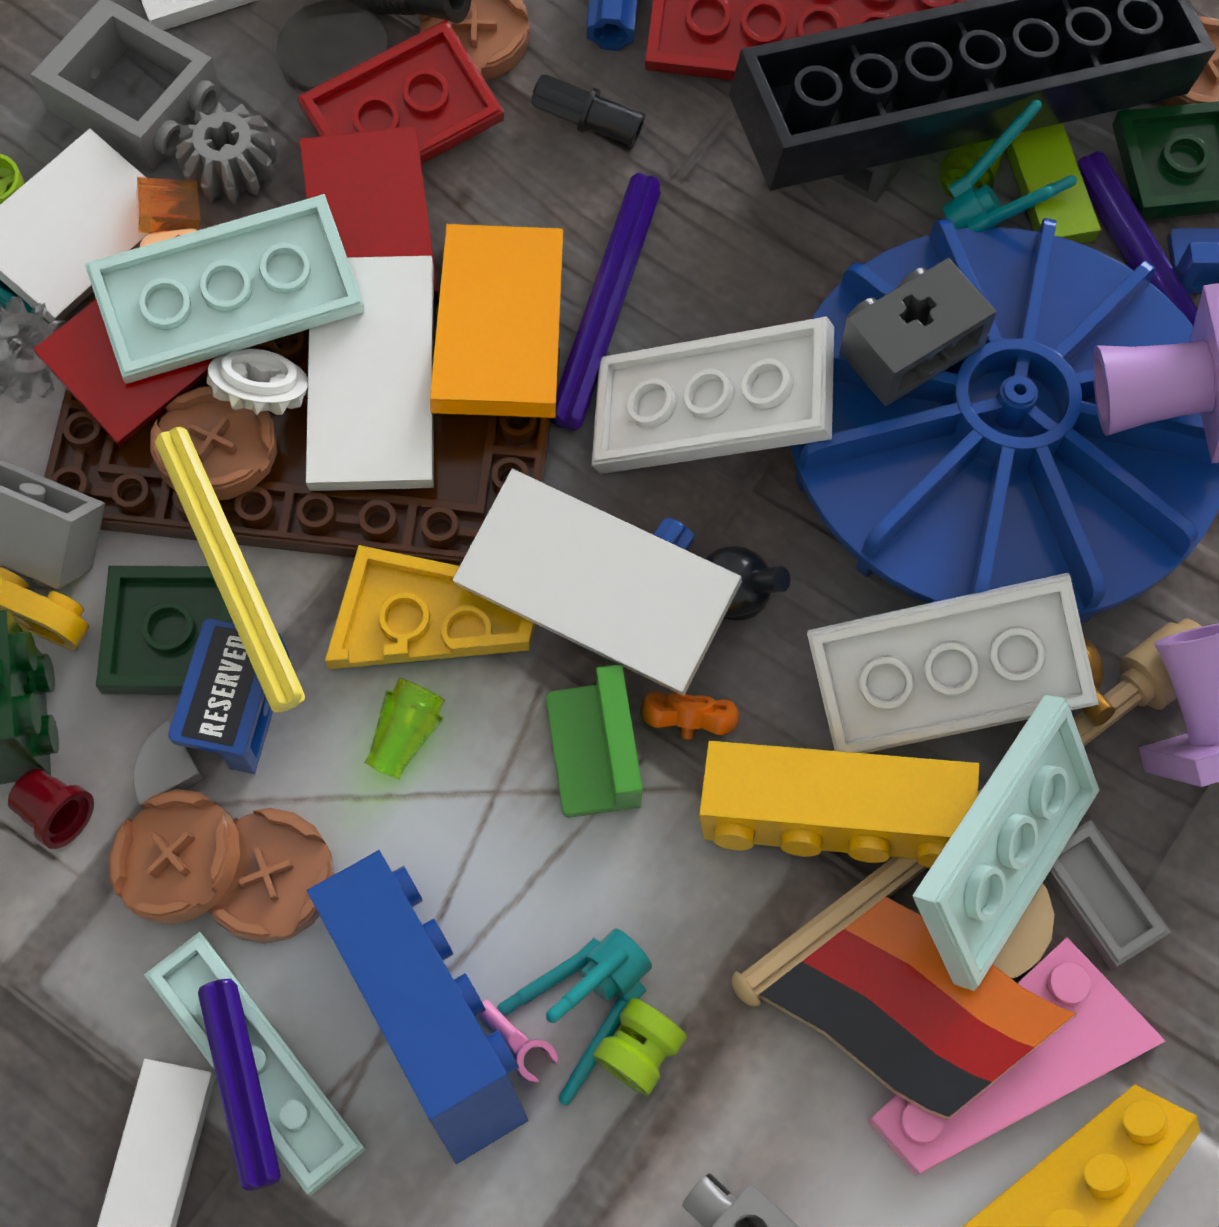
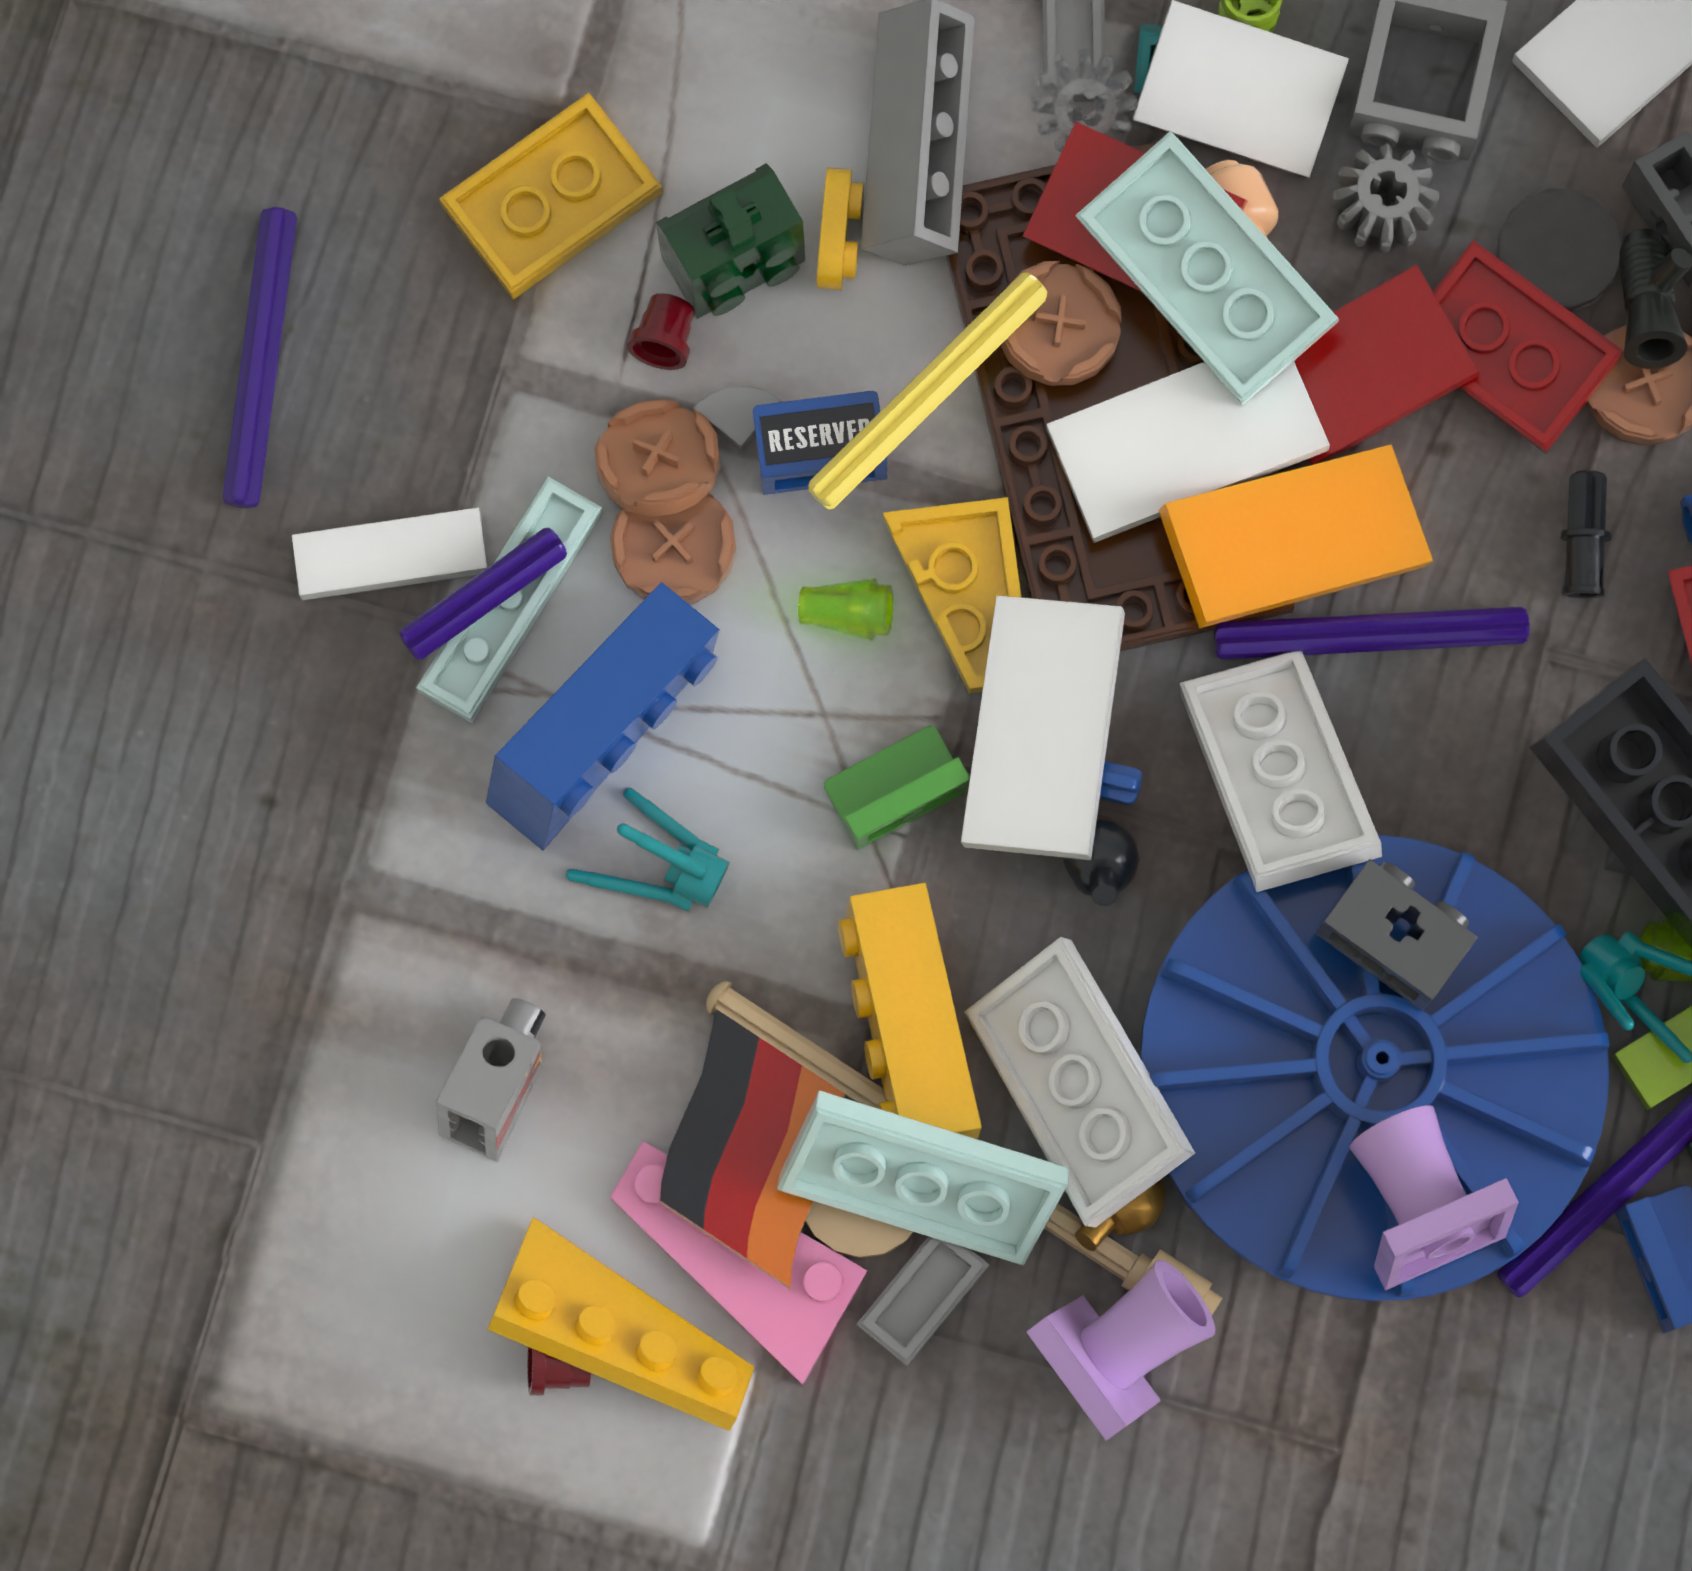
camera: 75 degrees right, 10 degrees up
(154, 626) = (860, 346): dark green plate -> none
(167, 204) = (1294, 170): clear orange tile -> none
(257, 381) = (1150, 337): white gear -> none
(516, 1040) = (604, 813): bright pink hand -> none
(640, 1046) = (632, 919): lime wheel -> none
(690, 713) = (960, 865): orange piece -> none

